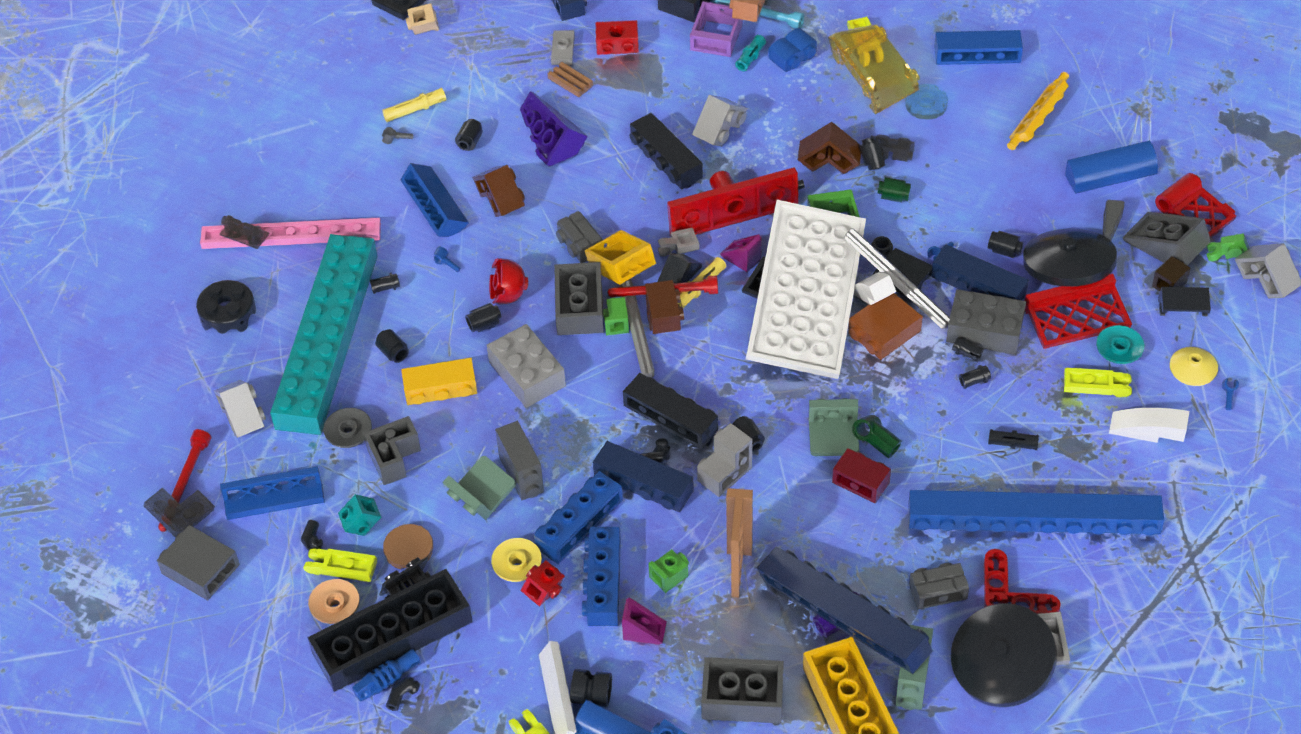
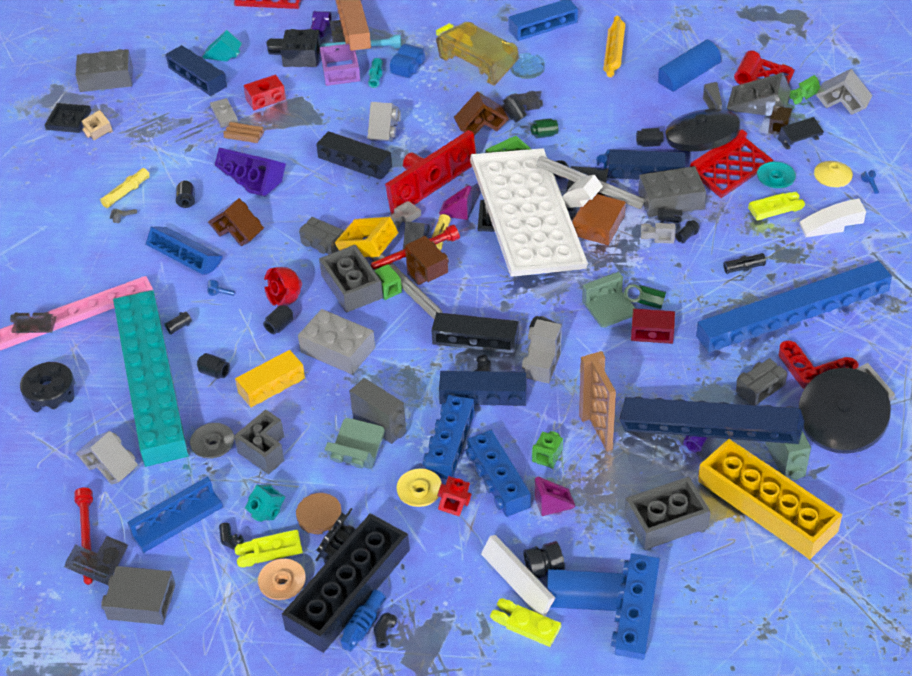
camera: 25 degrees left, 5 degrees down
(943, 367) = (660, 233): none -> light grey plate

